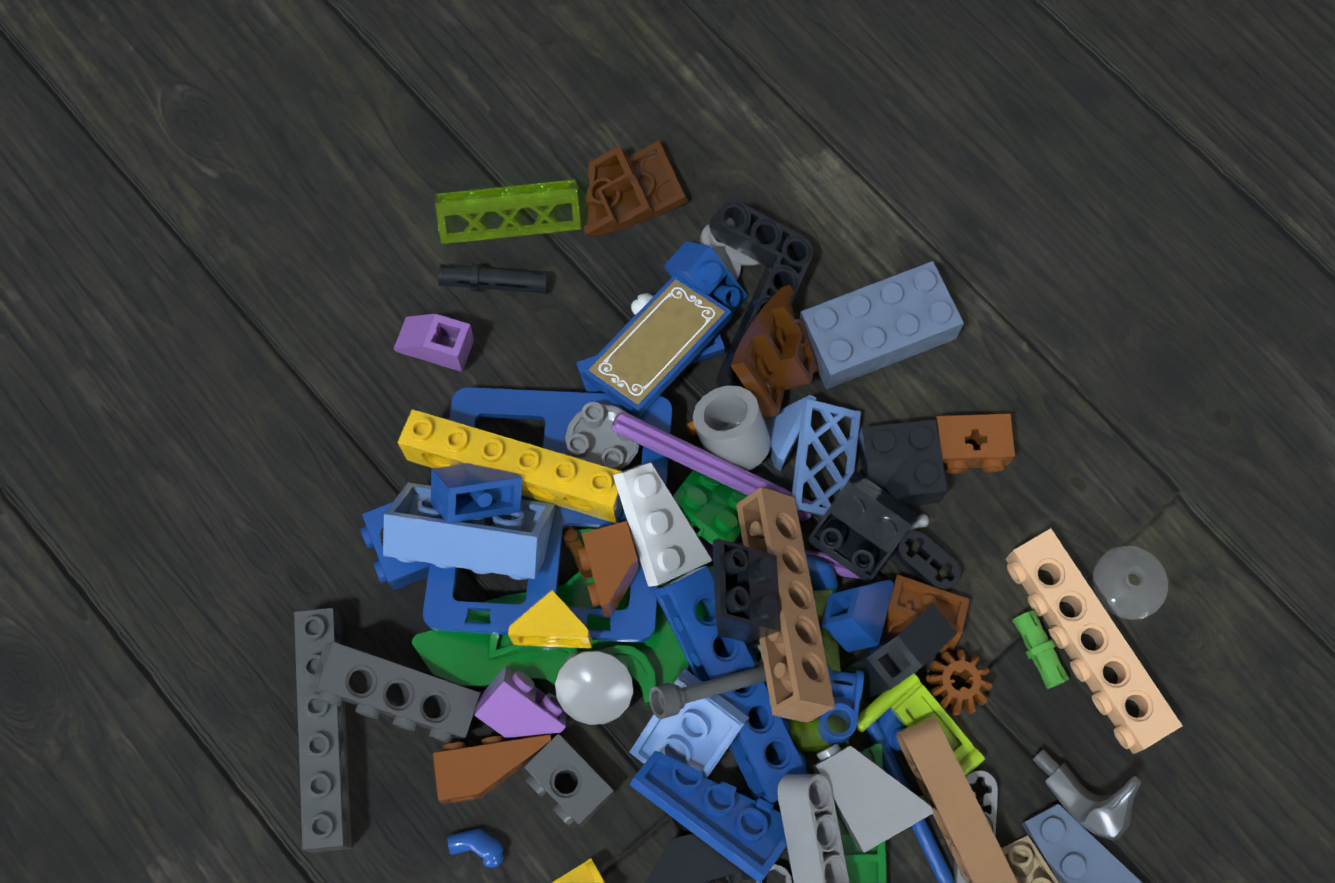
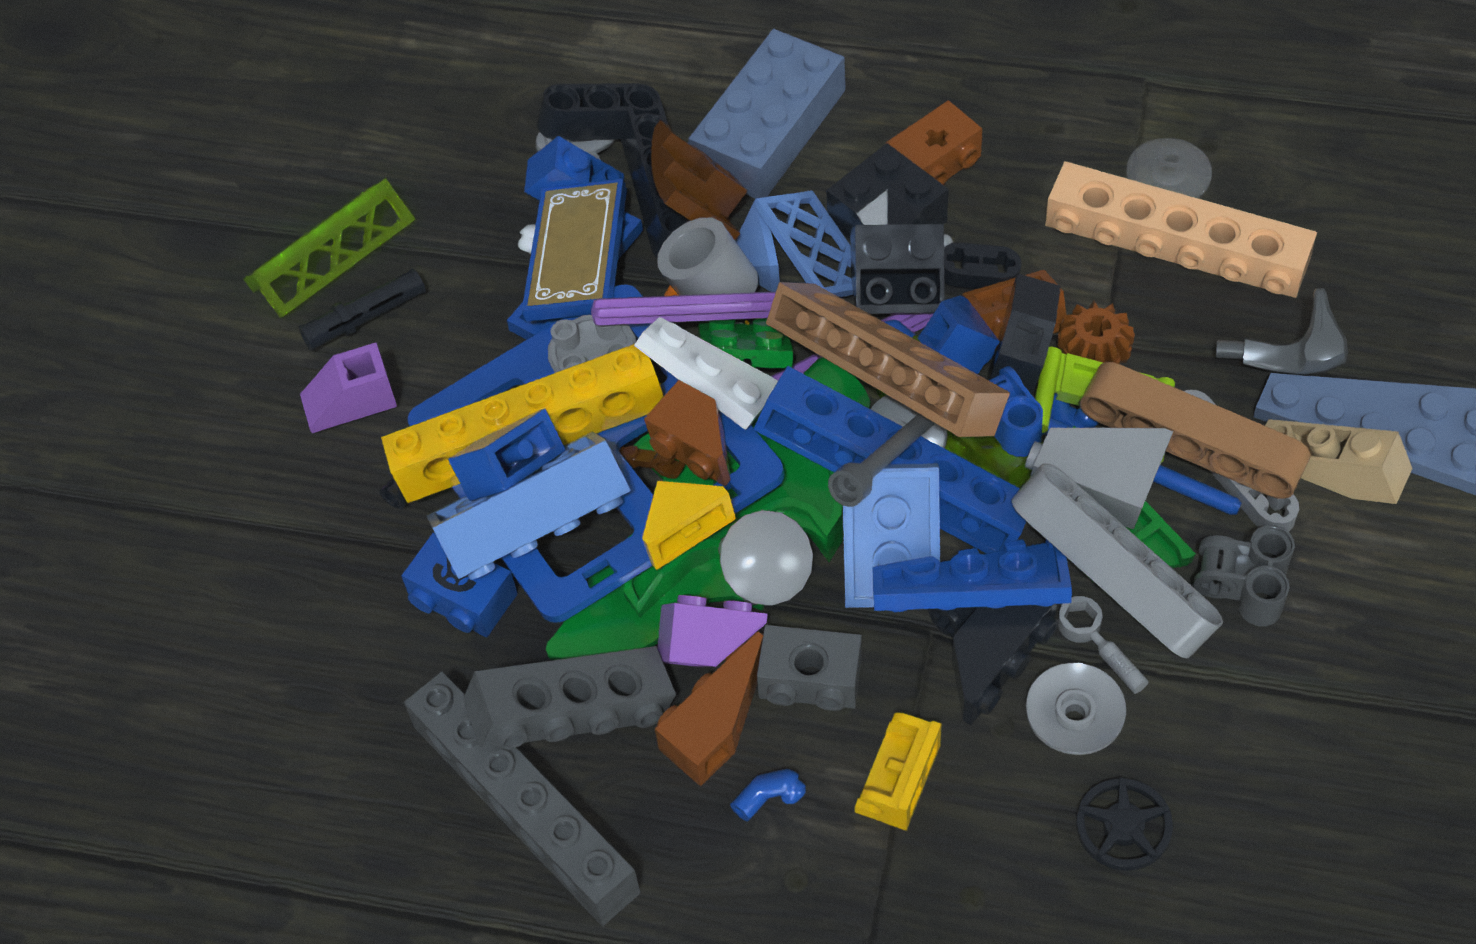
camera: 30 degrees left, 15 degrees down
(630, 189) = (437, 157): reddish brown slope -> none
(745, 592) = (842, 358): black slope -> none
(1040, 649) = (1142, 267): bright green pin -> none

